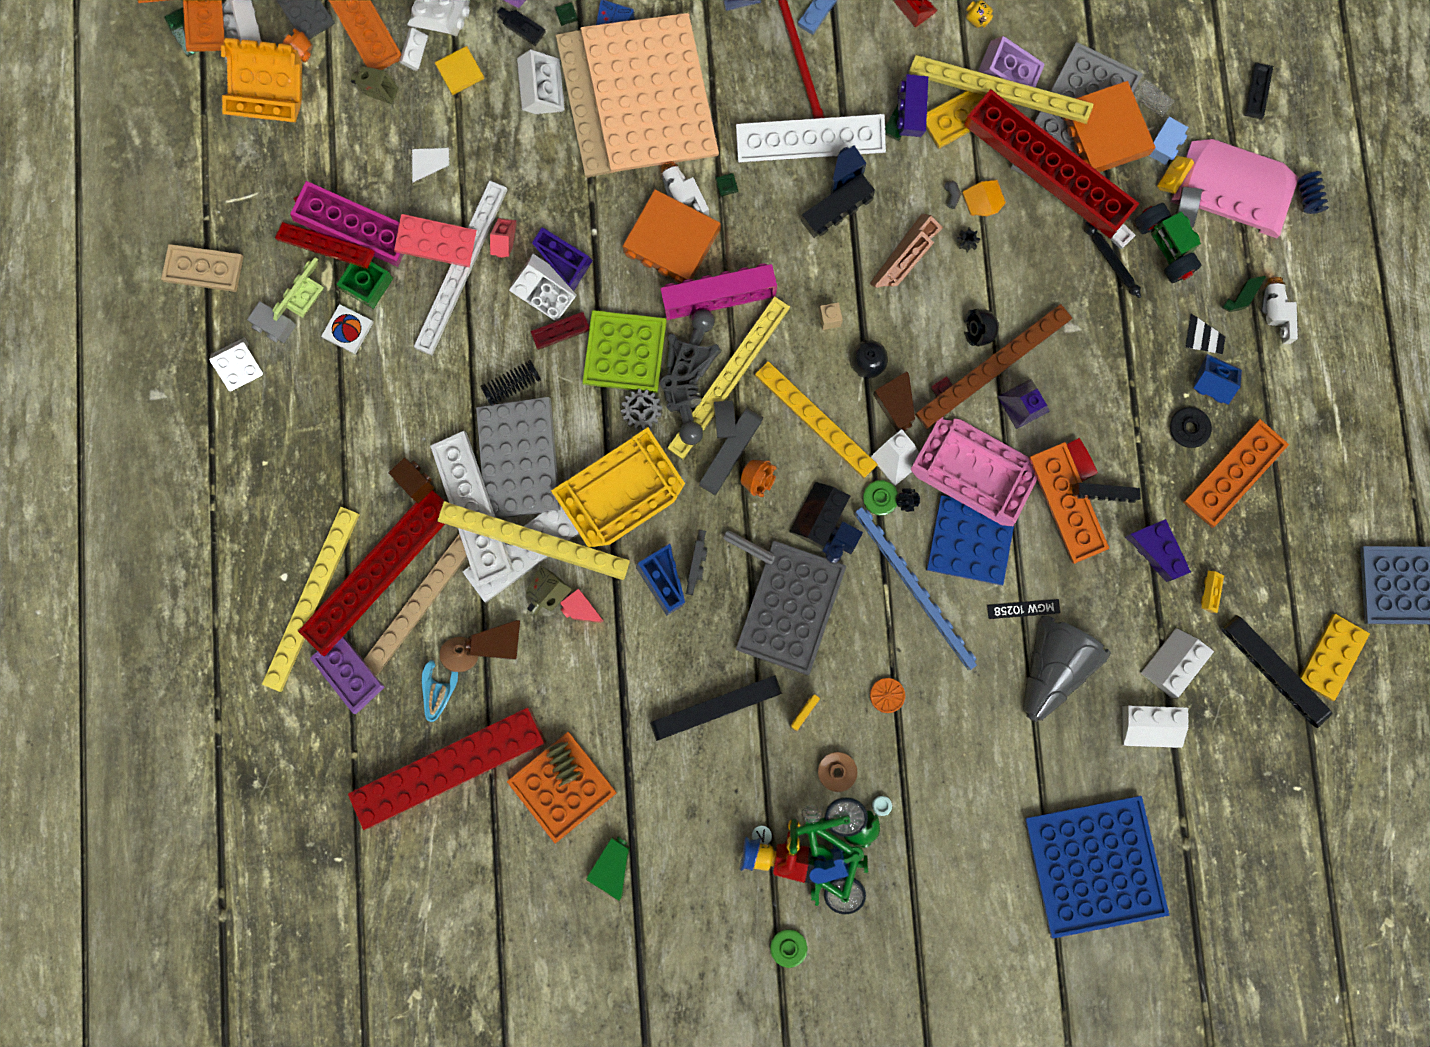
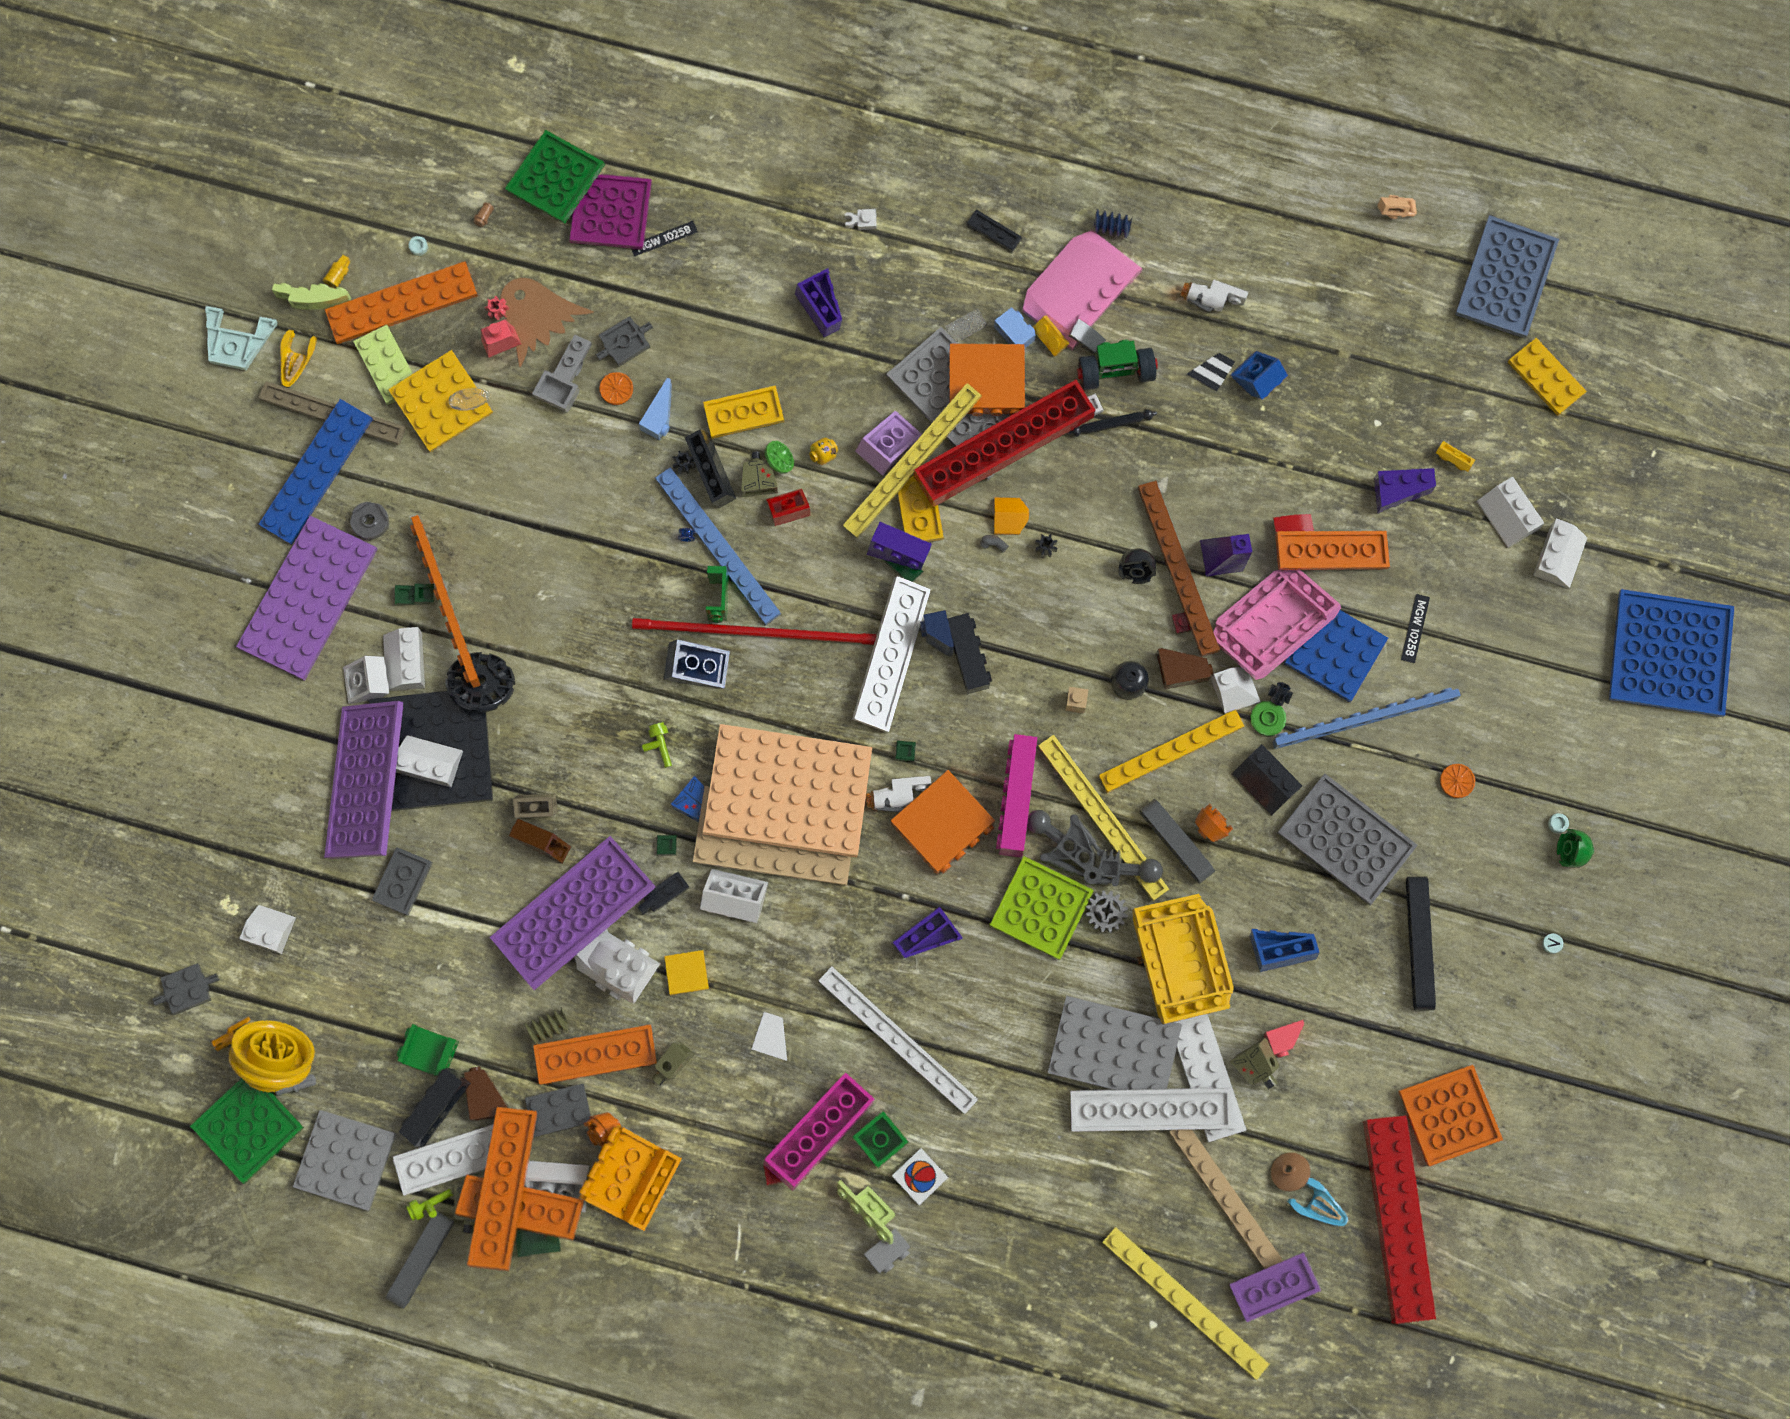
camera: 75 degrees left, 5 degrees down
(202, 268) = (802, 1305): tan plate -> none
(235, 364) = (916, 1302): white bracket -> none
(325, 245) = (828, 1168): red tile -> none
(374, 574) = (1183, 1225): red plate -> none
(411, 480) = (1101, 1160): reddish brown brick -> none
(413, 49) = (648, 1011): white plate -> none
(435, 240) = (867, 1053): coral plate -> none
(496, 642) = (1291, 1130): reddish brown slope -> none
(502, 237) = (882, 987): coral slope -> none
(530, 367) = (1045, 1055): black piece -> none
(533, 540) = (1206, 1058): light yellow plate -> none
(543, 288) = (951, 964): white slope -> none
(560, 330) = (998, 963): dark red plate -> none
(562, 763) = (1430, 1101): olive piece -> none
(611, 868) = (1541, 1094): green slope -> none
(697, 570) = (1272, 906): dark grey plate -> none
(725, 419) = (1146, 834): dark grey slope -> none
(749, 547) = (1277, 856): light grey axle -> none
(788, 948) = (1664, 955): bright green wheel -> none
(805, 711) = (1453, 860): yellow tile -> none
(817, 863) = (1597, 899): piece -> none
(844, 539) = (1299, 765): dark blue brick -> none
(845, 779) = (1524, 848): medium nougat dish -> none
(908, 252) = (1037, 606): nougat wedge -> none
(1059, 666) = (1480, 617): dark grey cone -> none
(1104, 492) = (1334, 514): black piece -> none
(1186, 438) = (1298, 405): black wheel -> none
(1236, 473) = (1352, 393): orange plate -> none
(1245, 295) = (1188, 320): dark green piece -> none
(1276, 671) = (1544, 430): black beam -> none

